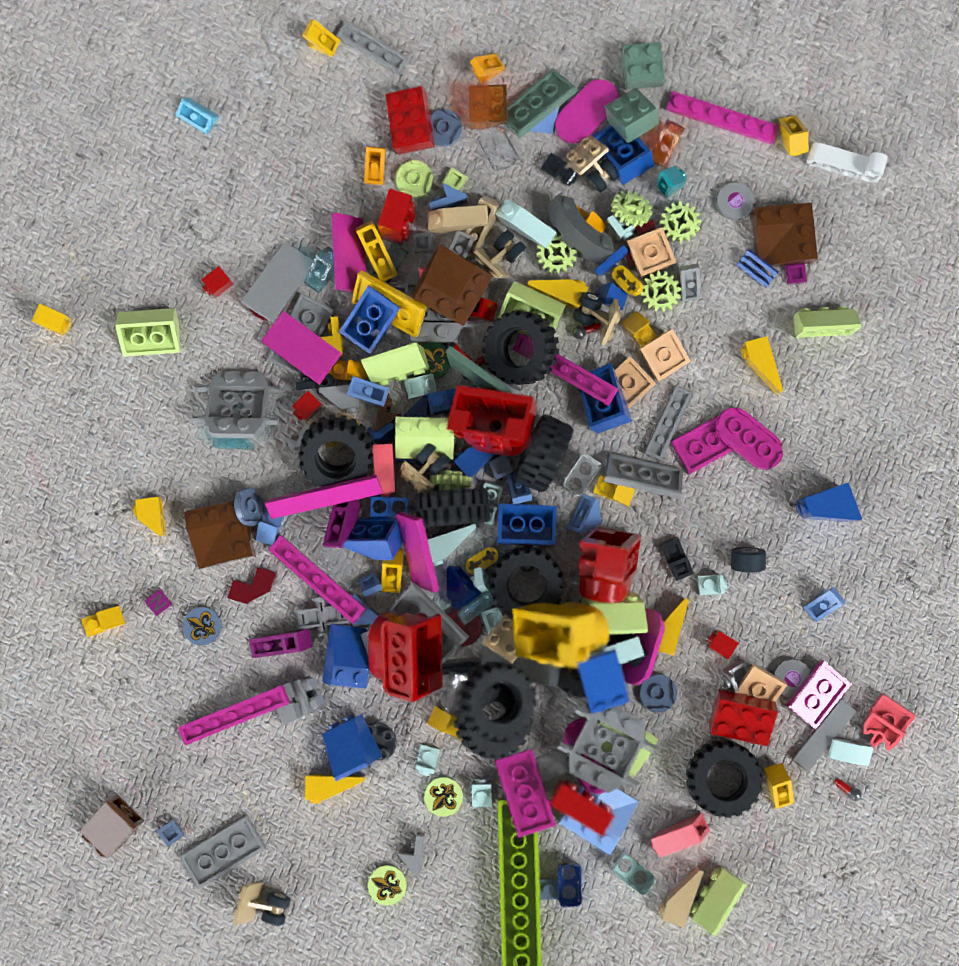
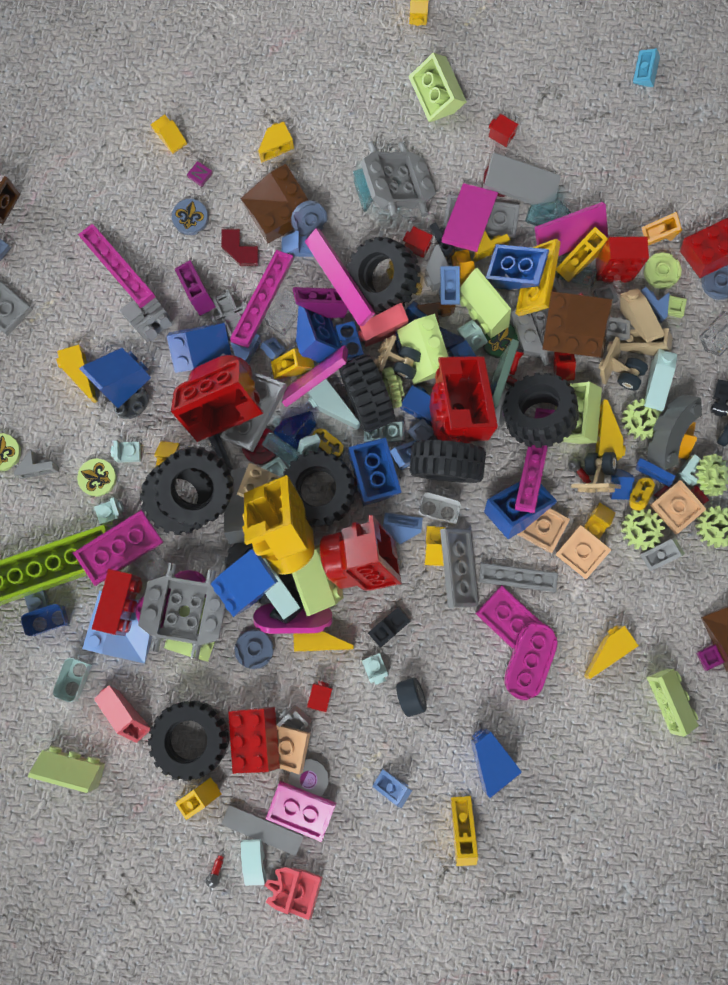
camera: 75 degrees right, 5 degrees down
(680, 900) = (58, 733): tan slope -> none
(752, 273) = (699, 599): tile -> none
(881, 551) = (464, 831): none -> yellow slope

